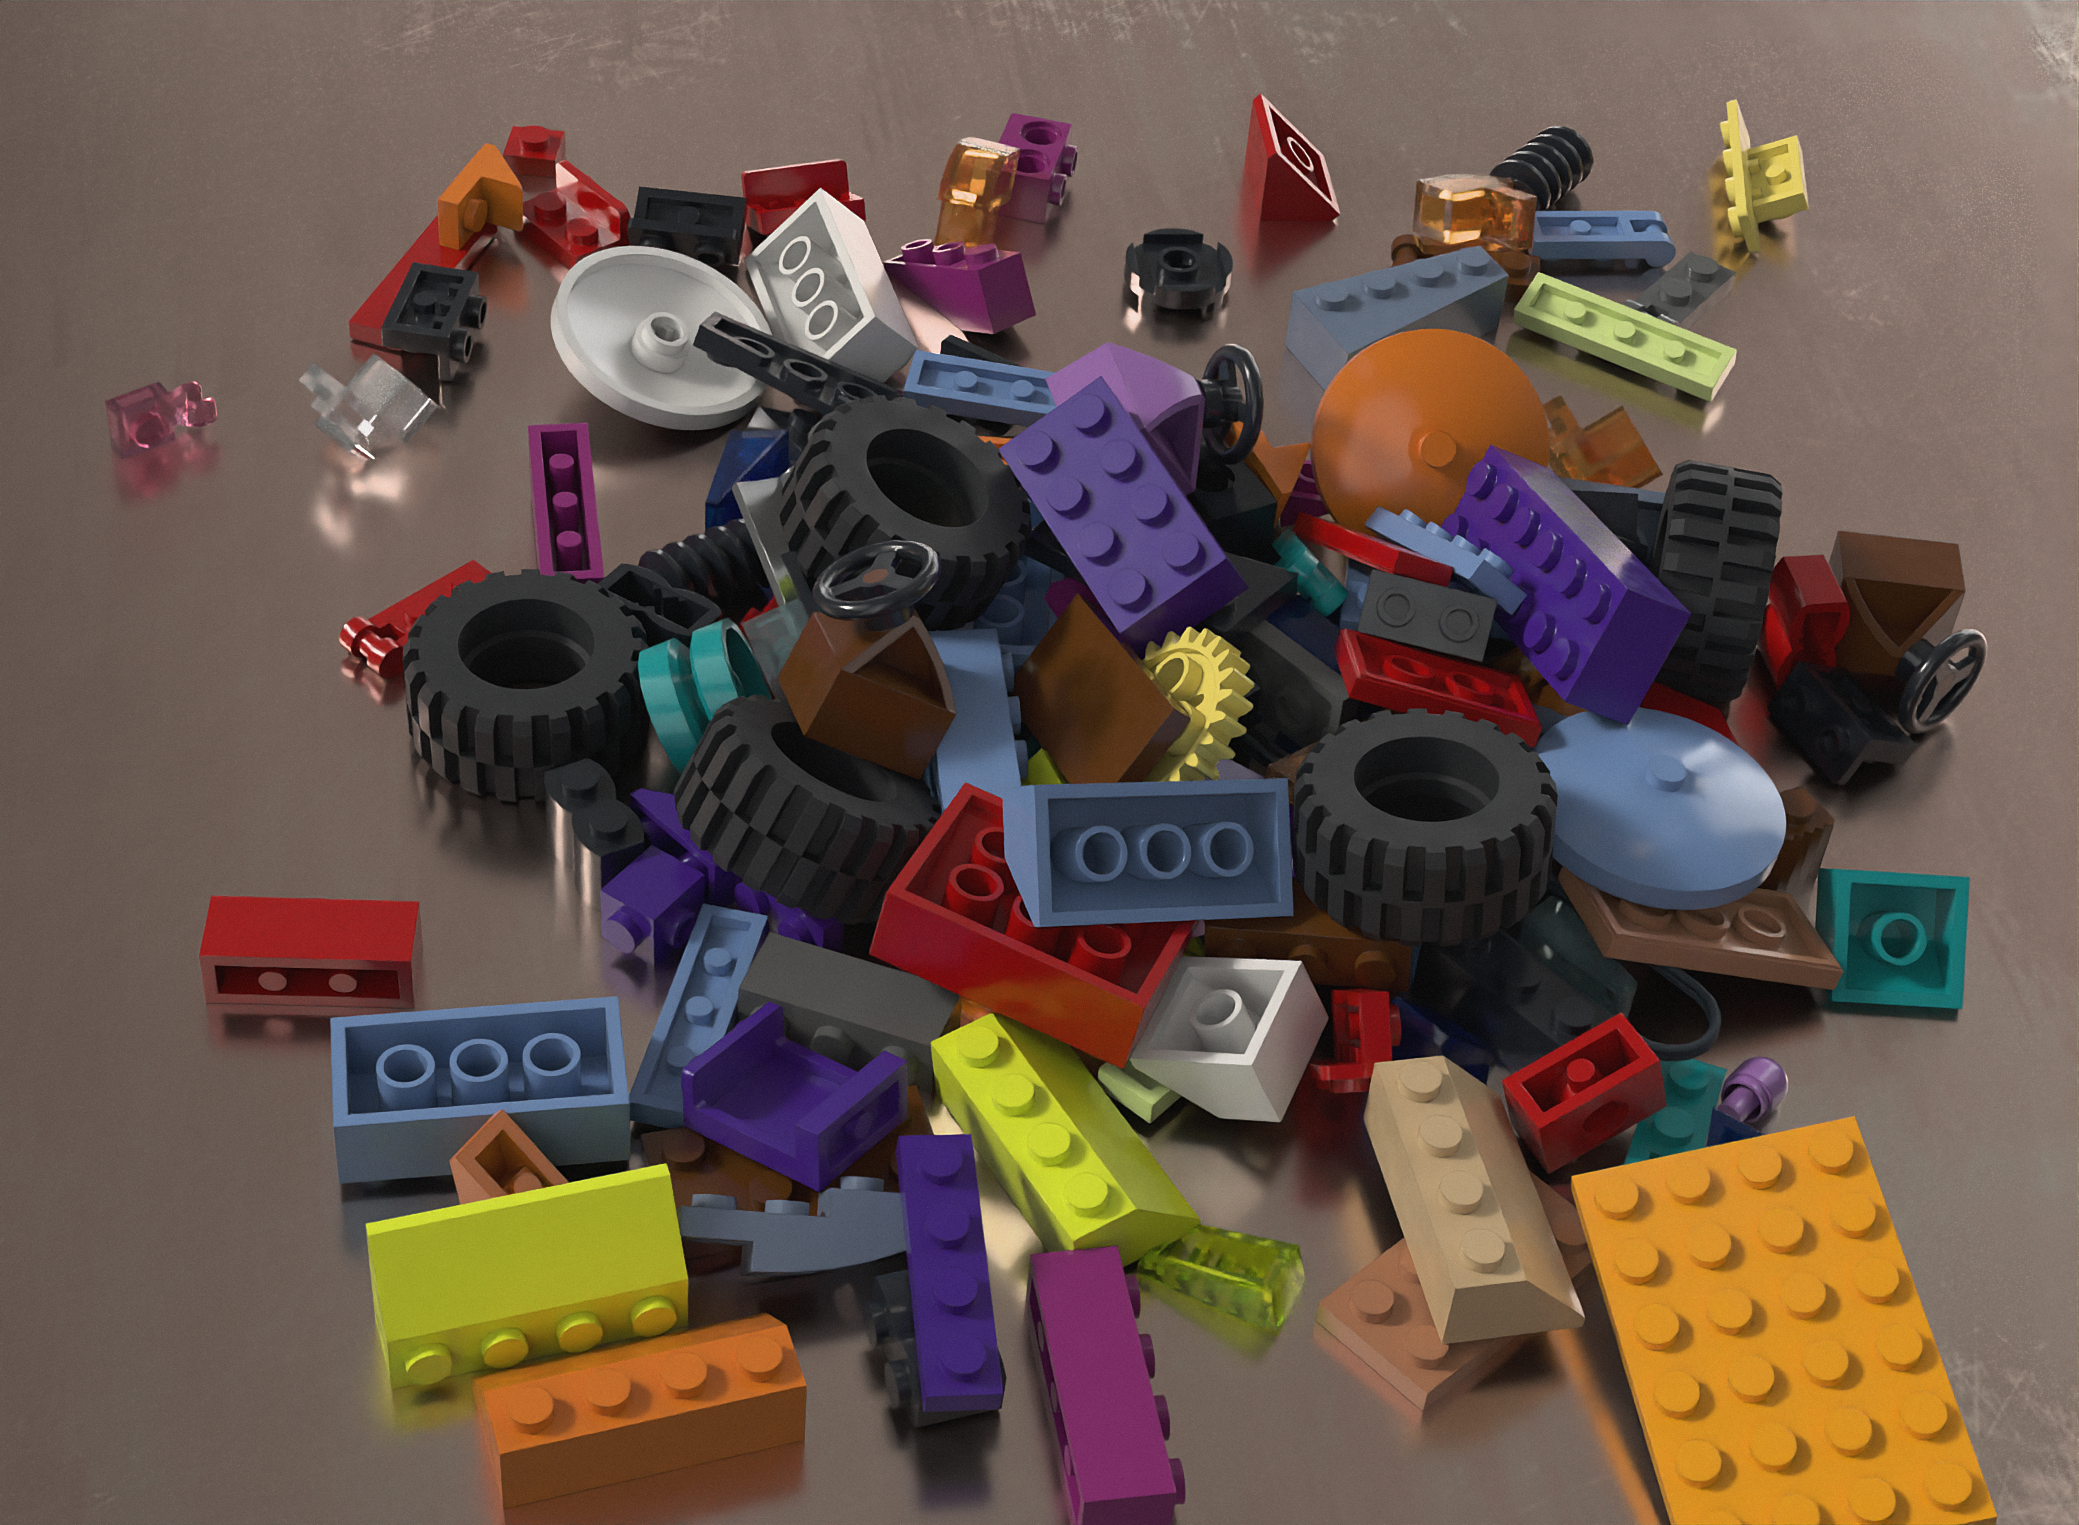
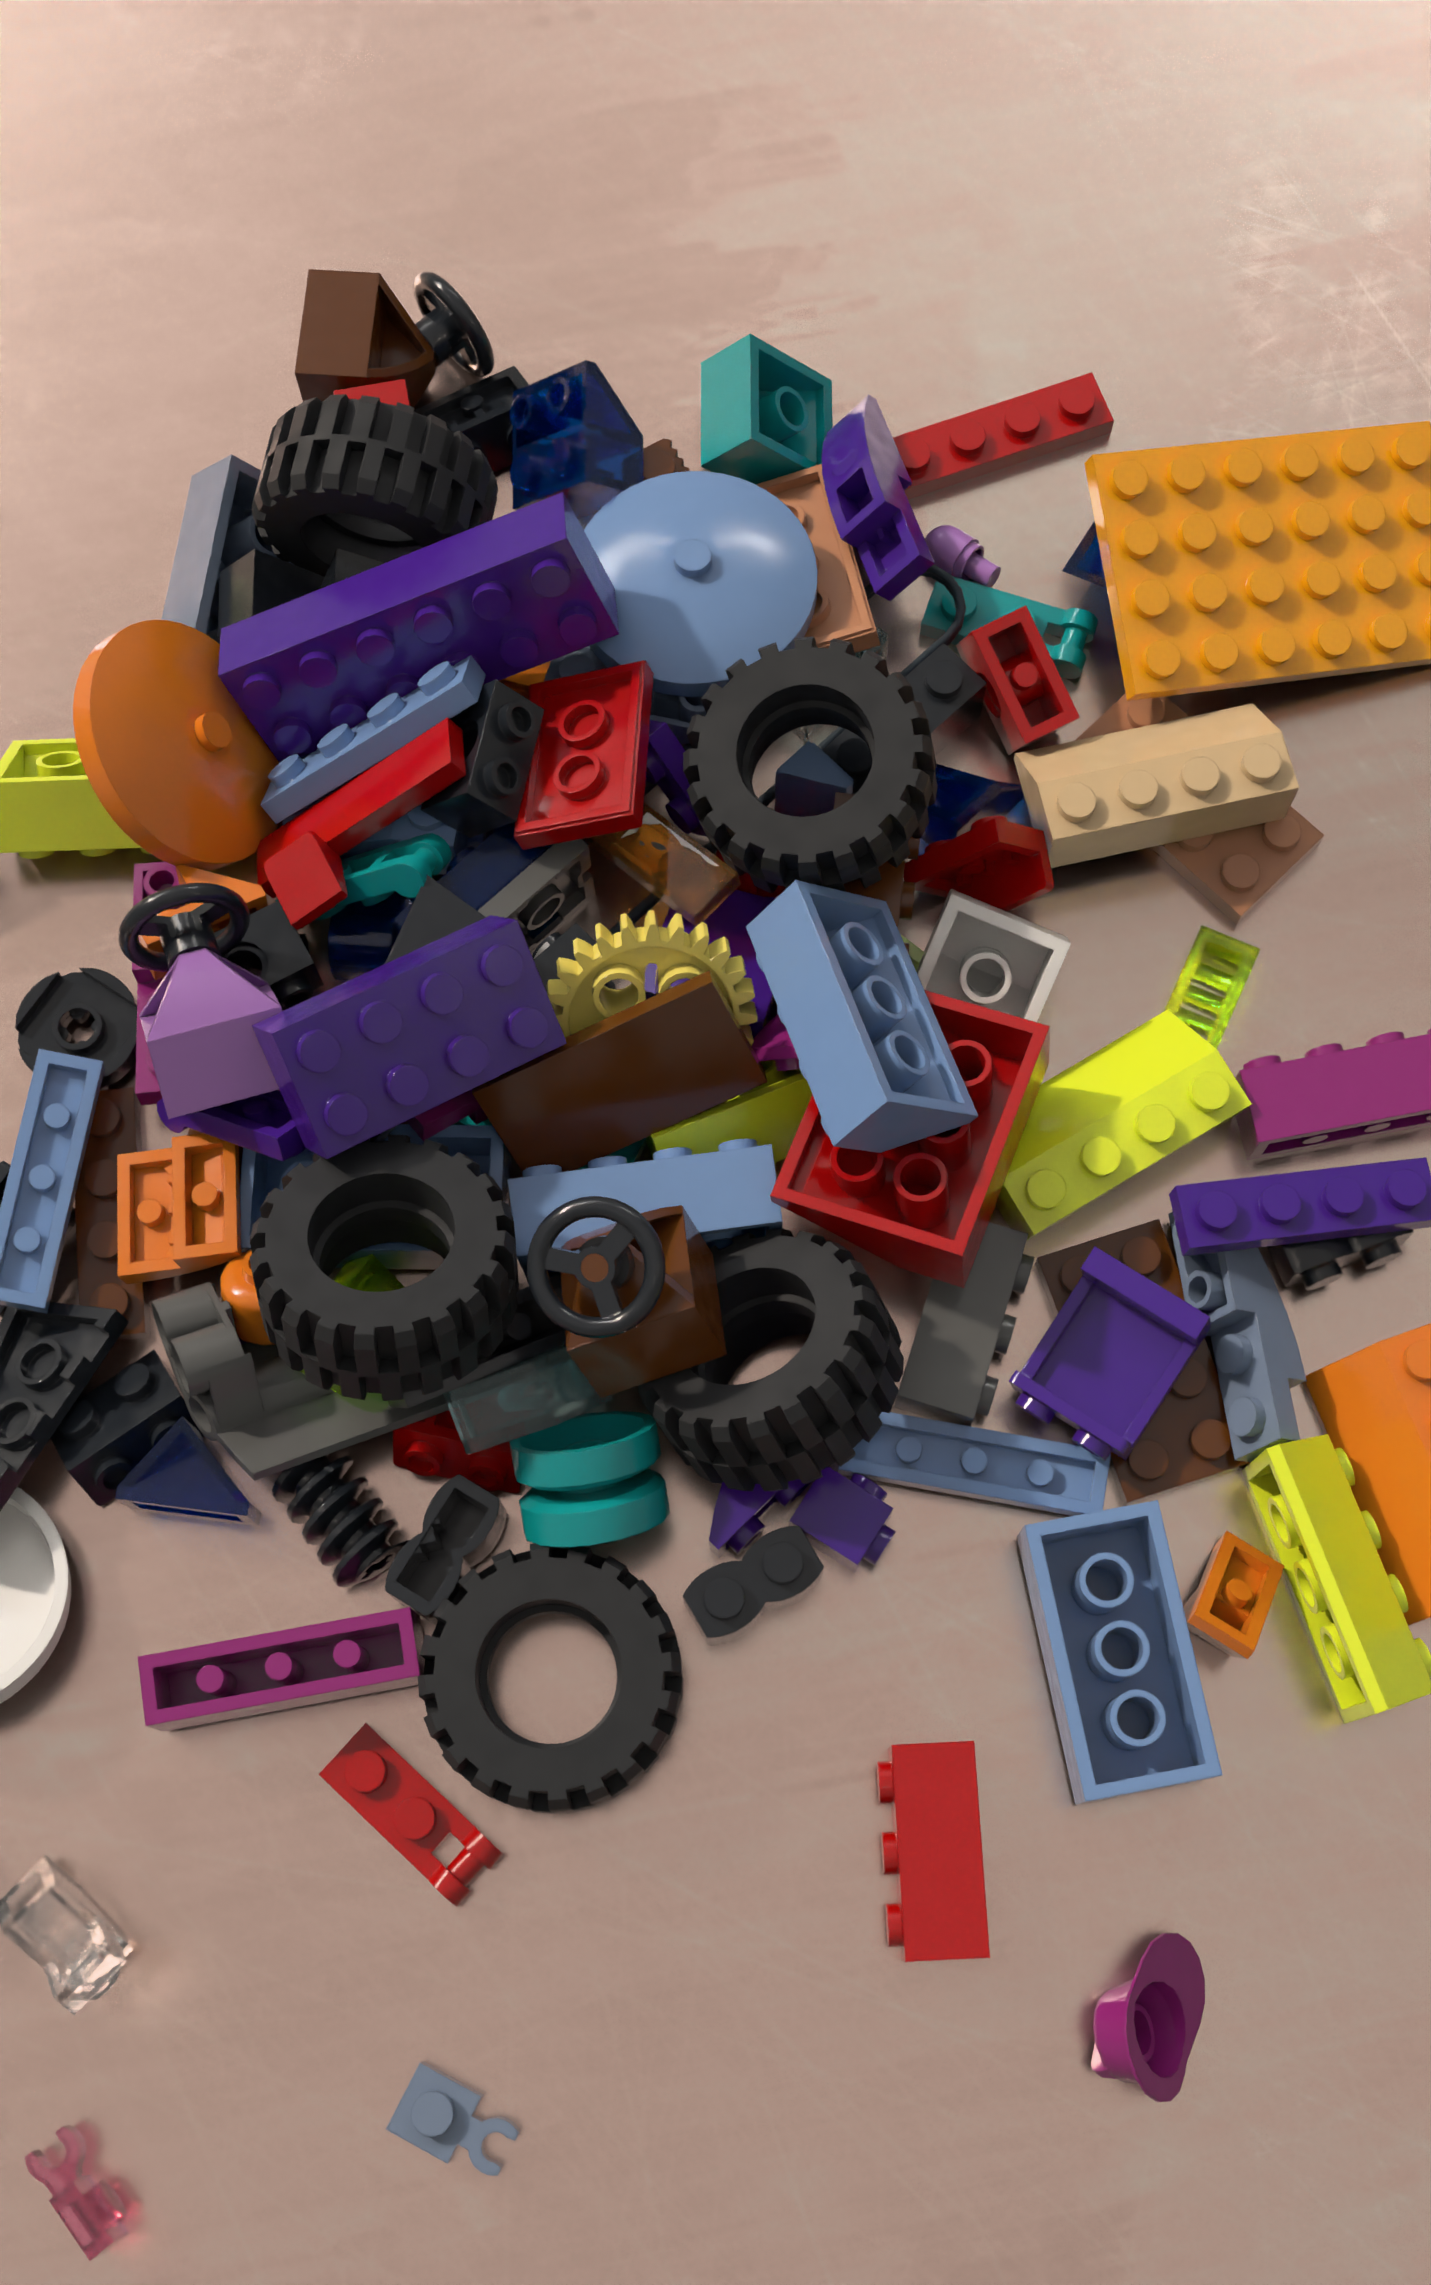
camera: 85 degrees left, 30 degrees up
(108, 1093) = (1152, 2020): none -> magenta piece
(157, 627) = (440, 2116): none -> sand blue plate
(1300, 514) = (306, 878): none -> red slope
(1601, 452) = (95, 596): clear orange brick -> none
(1803, 977) = (868, 499): none -> dark purple slope
(1805, 741) = (573, 441): none -> clear blue slope
(1917, 1145) = (1004, 434): none -> red plate

